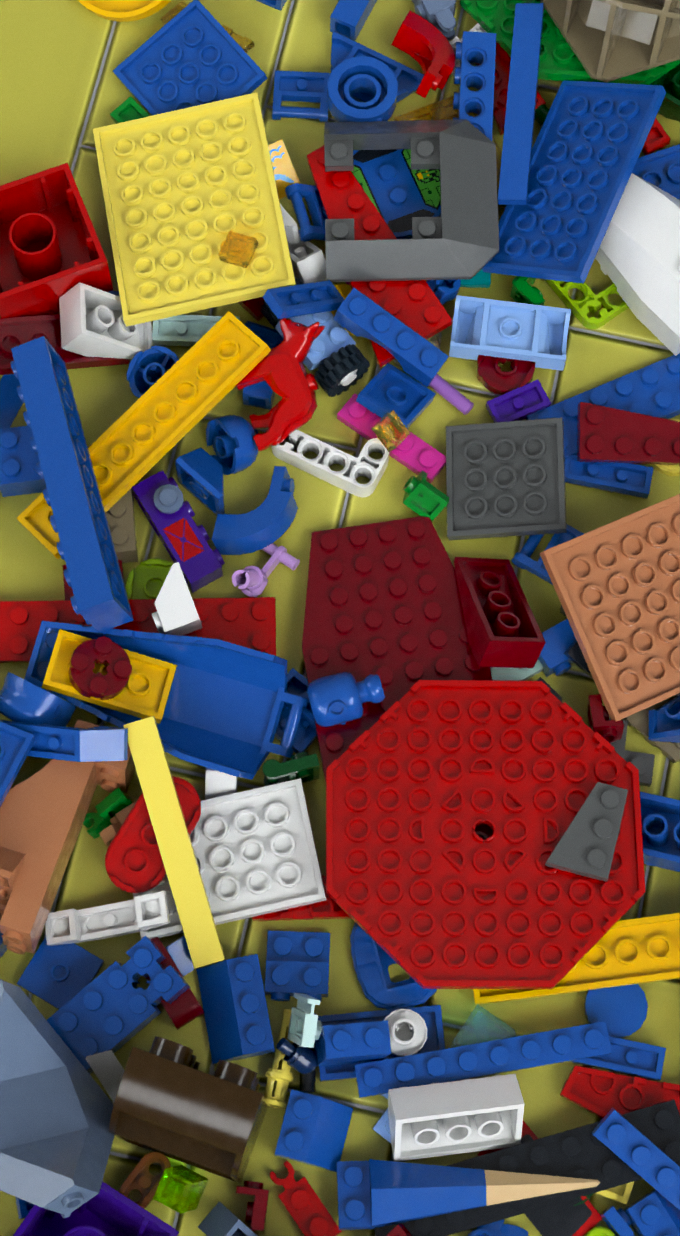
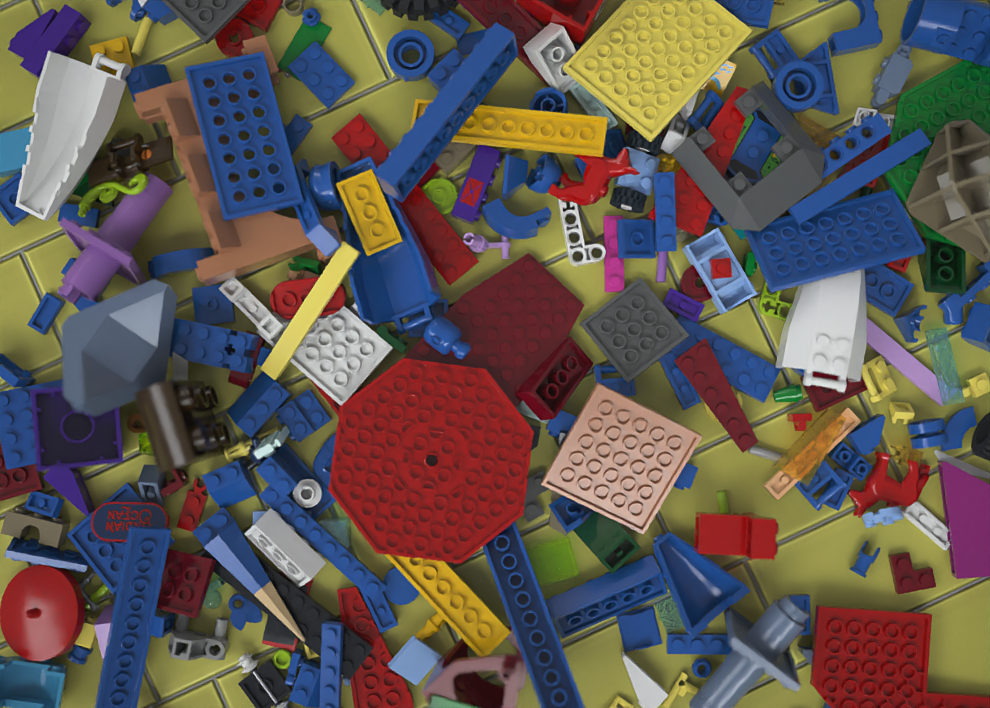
camera: 55 degrees right, 15 degrees up
(98, 685) = (375, 199): dark red plate -> none
(168, 499) = (485, 167): sand blue plate -> none
(175, 606) = (429, 217): white slope -> none
(238, 249) = (648, 94): clear yellow plate -> none
(303, 299) = (647, 150): blue plate -> none
(390, 430) = (612, 252): clear yellow plate -> none
(424, 497) = (591, 295): green bracket -> none
(428, 48) = (857, 101): red arch -> none
(509, 325) = (720, 268): none -> red plate
(592, 835) = (468, 517): dark grey wing -> none
(599, 720) = (538, 472): dark red bracket -> none

